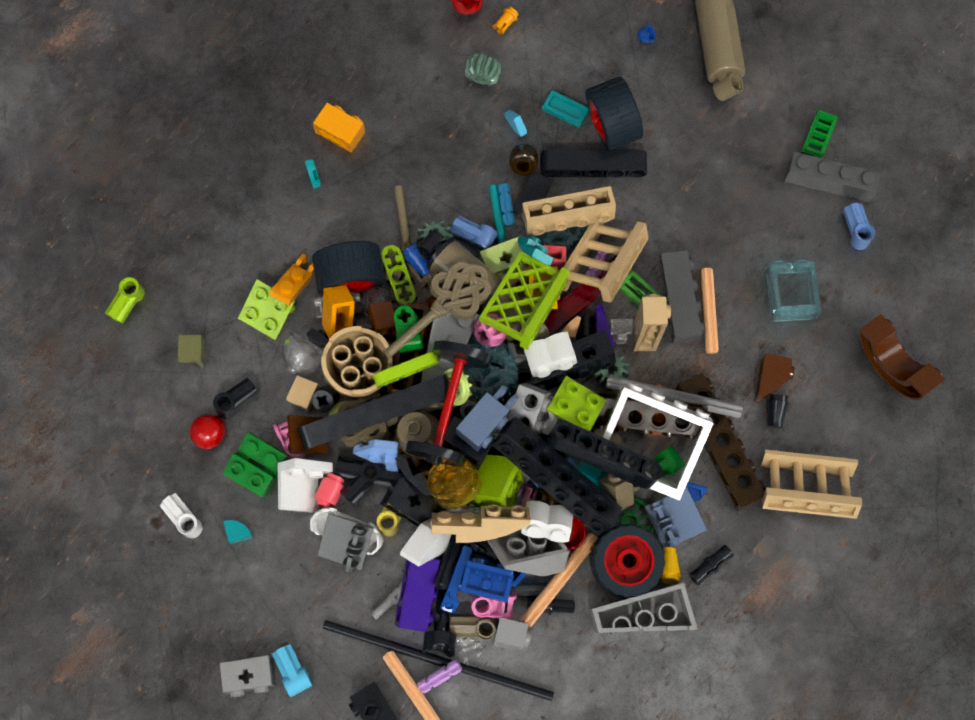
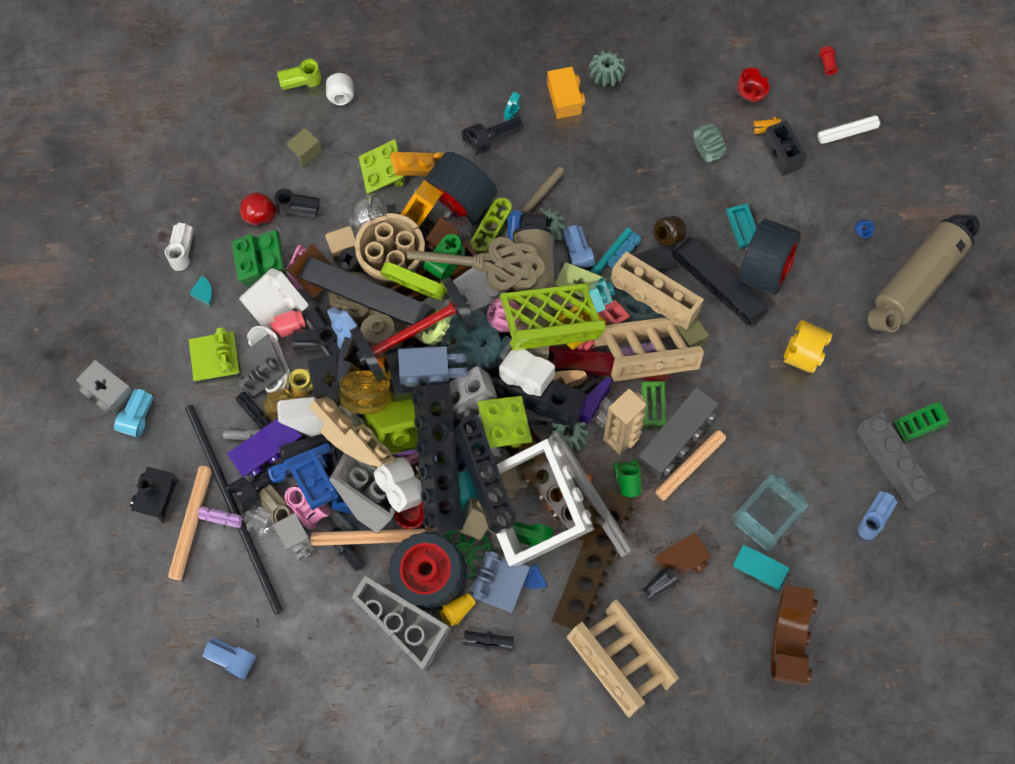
camera: 50 degrees right, 5 degrees down
(168, 281) = (339, 89): none -> white head
(300, 569) = (214, 355): none -> lime hinge
(317, 219) = (480, 138): none -> black piece
(353, 73) = (607, 68): none -> sand green gear
(375, 578) = (252, 410): none -> black axle
(389, 554) = (273, 398): none -> clear yellow head
(515, 122) = (694, 203): medium azure tile -> none
(537, 25) = (784, 147): none -> black brick
(621, 218) = (694, 335): none -> olive panel
(683, 360) = (628, 478): none -> green piece
(700, 154) = (806, 346): none -> yellow brick
(826, 333) = (761, 567): none -> teal slope

